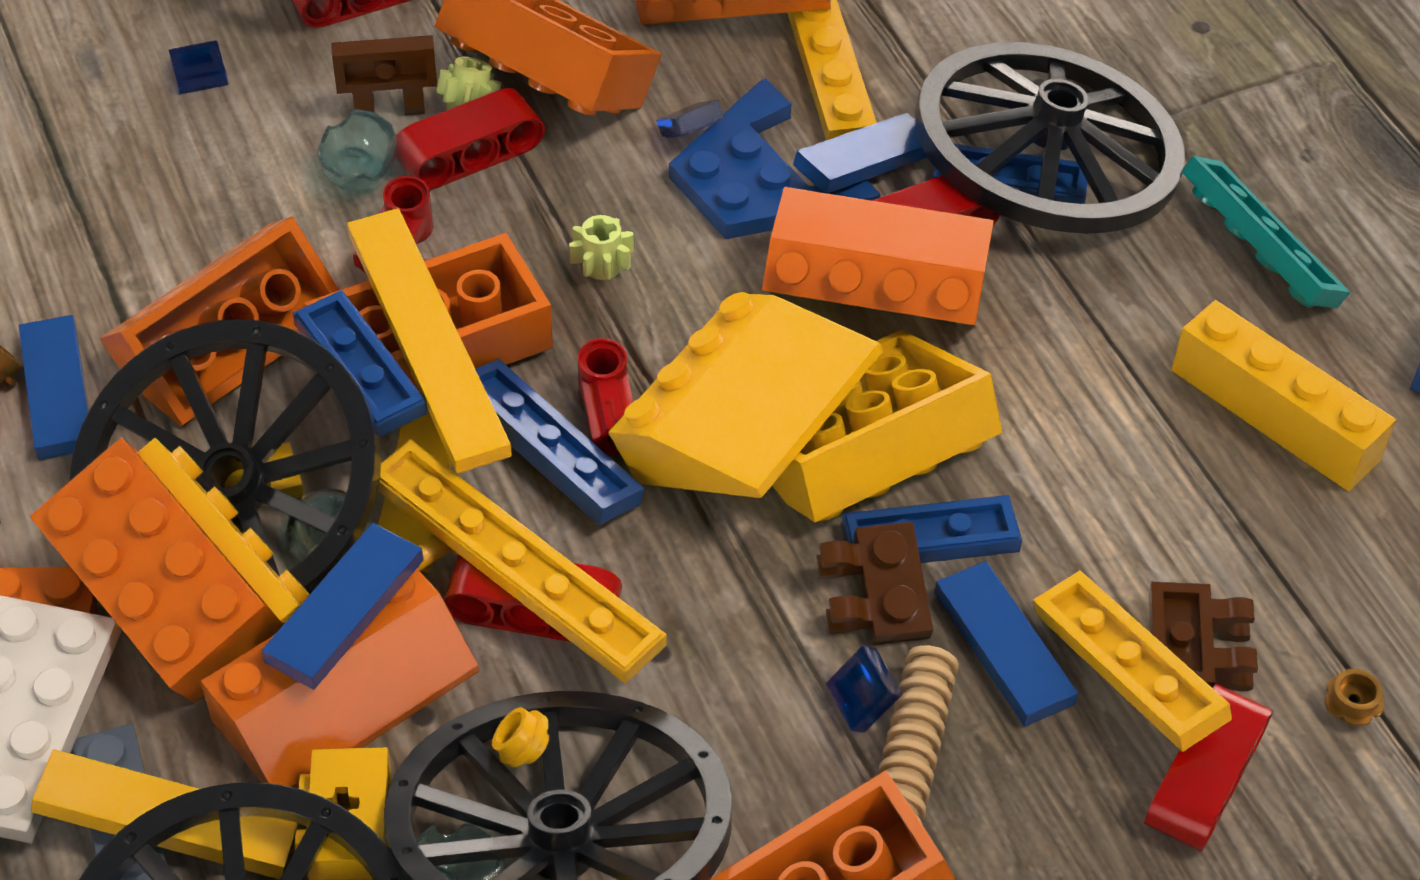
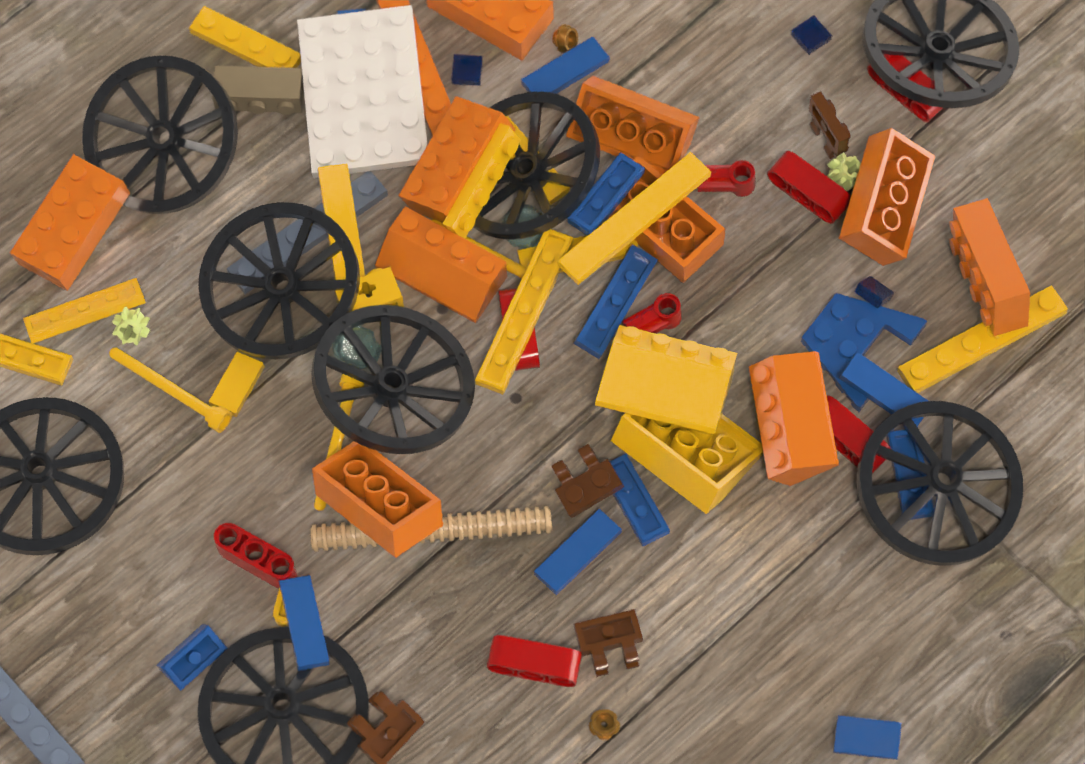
camera: 75 degrees right, 15 degrees up
(342, 606) = (459, 246): blue tile -> none
(358, 151) = (770, 137): clear light blue hair -> none
(521, 737) = (430, 350): yellow plate -> none
(601, 247) = (751, 279): yellowish green gear -> none
(863, 689) = (519, 492): clear blue tile -> none
(1133, 661) = (575, 606): yellow plate -> none
(1275, 244) = (916, 617): teal plate -> none
(1282, 395) = (789, 648): yellow brick -> none

